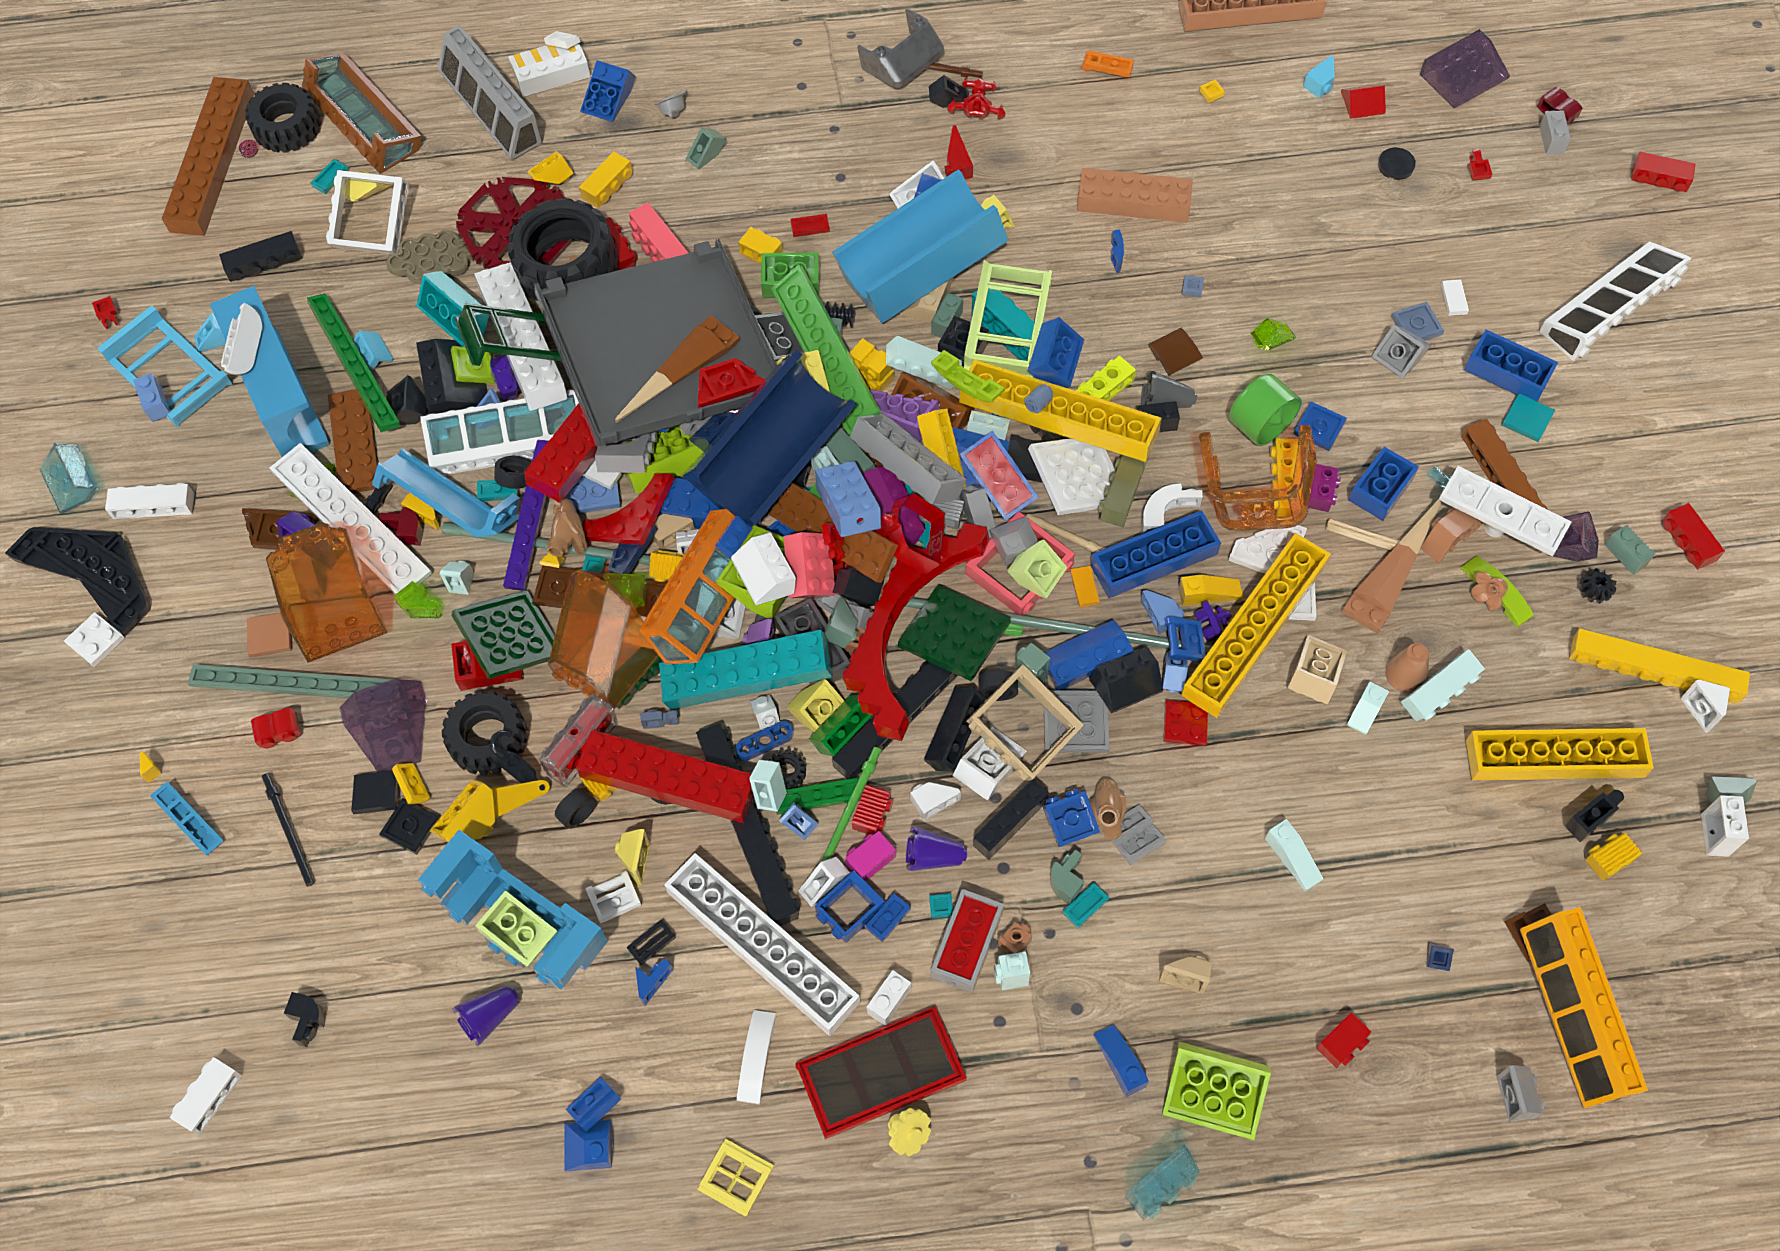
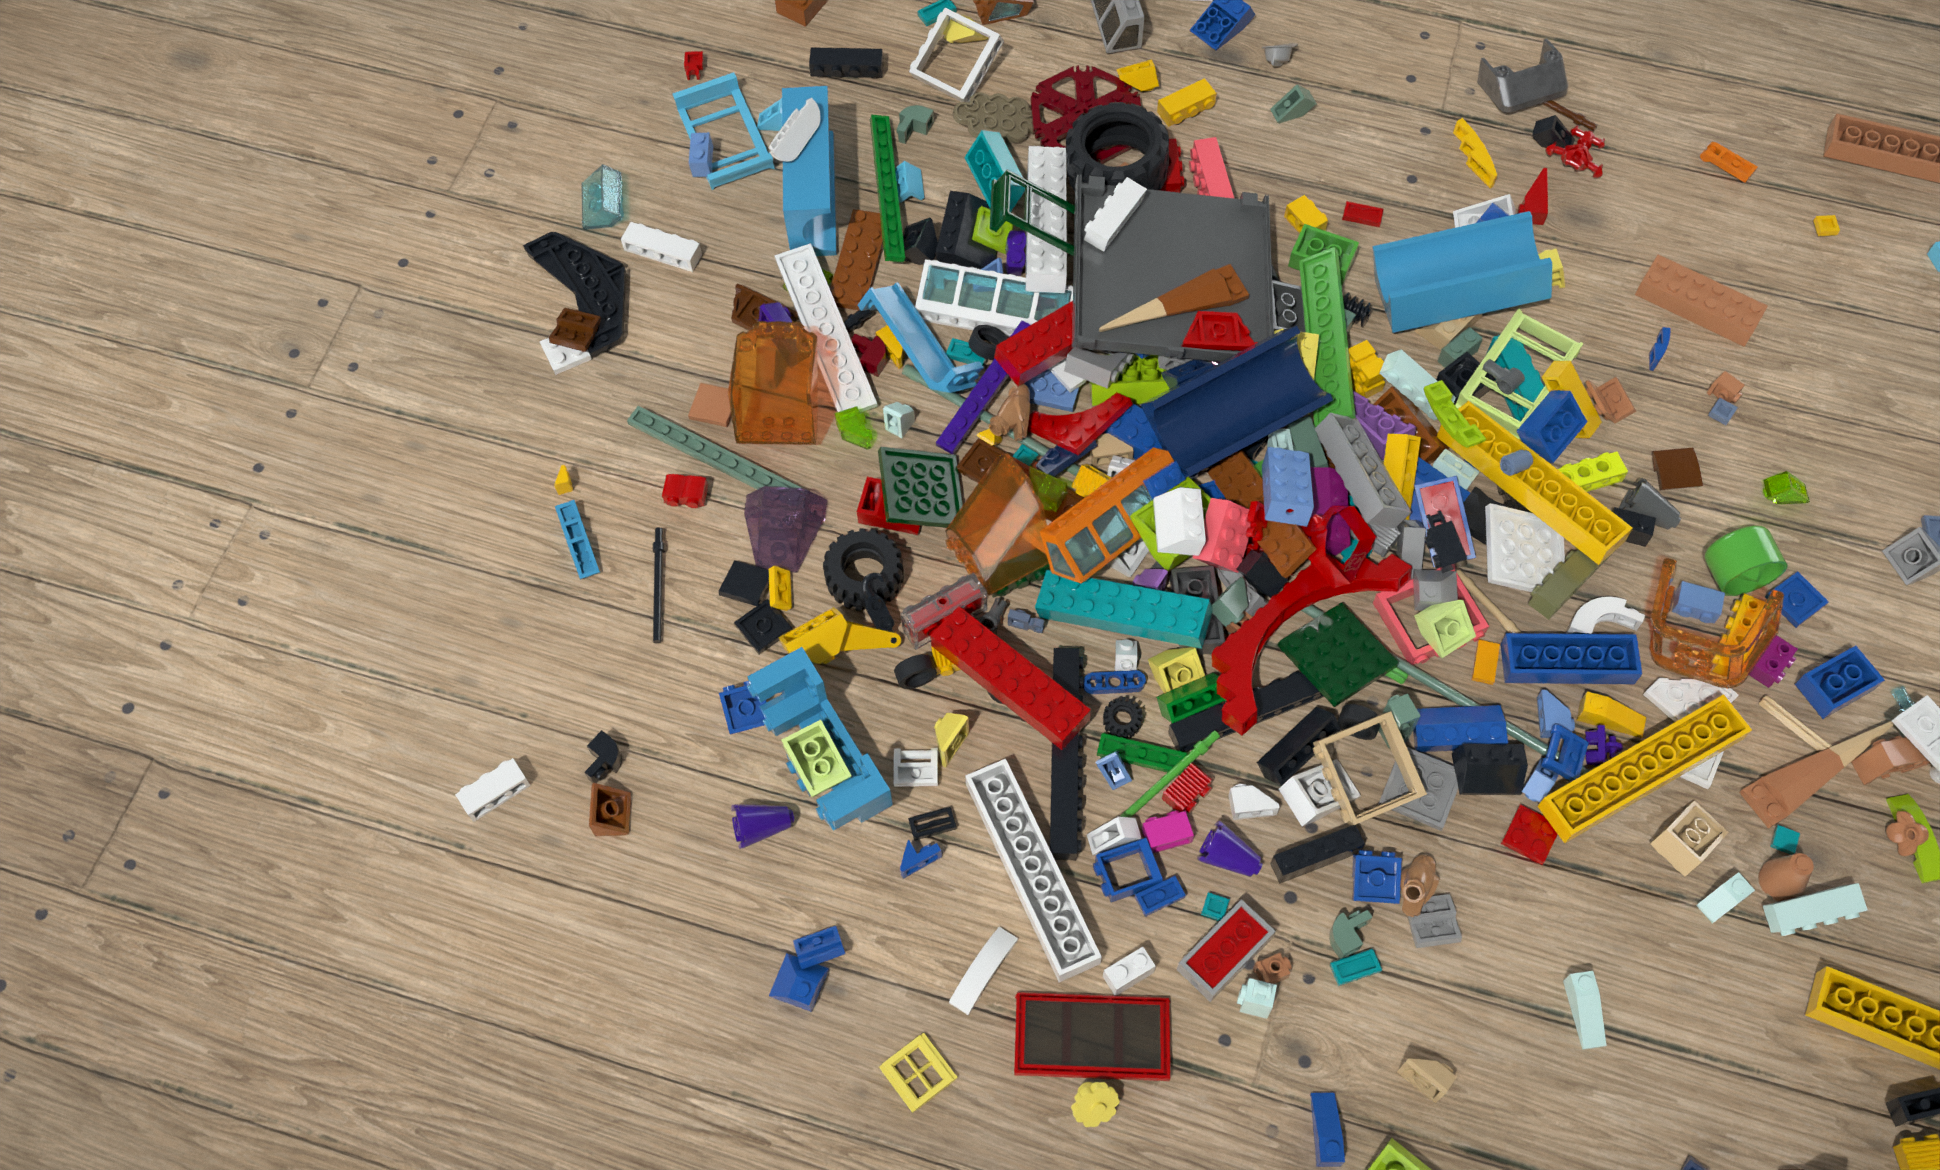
camera: 25 degrees right, 0 degrees up
(96, 615) = (575, 329): none -> reddish brown slope
(333, 1065) = (609, 811): none -> dark orange slope
(351, 287) = (915, 119): none -> sand green brick
(422, 912) = (741, 709): none -> blue plate
(584, 308) = (1114, 214): none -> white brick
(627, 724) = (992, 617): none -> dark grey pin
(768, 785) = (1099, 724): light aqua brick -> none
(891, 136) = (1478, 156): none -> yellow slope
(1000, 327) = (1506, 379): none -> dark grey pin
(1007, 495) = (1445, 544): none -> black brick
(1048, 307) = (1563, 377): none -> yellow brick
(1095, 312) = (1611, 400): none -> nougat bracket
(1188, 264) = (1727, 388): none -> nougat brick
(1241, 461) = (1698, 602): none -> medium blue brick
(1395, 637) = (1785, 840): none -> teal tile

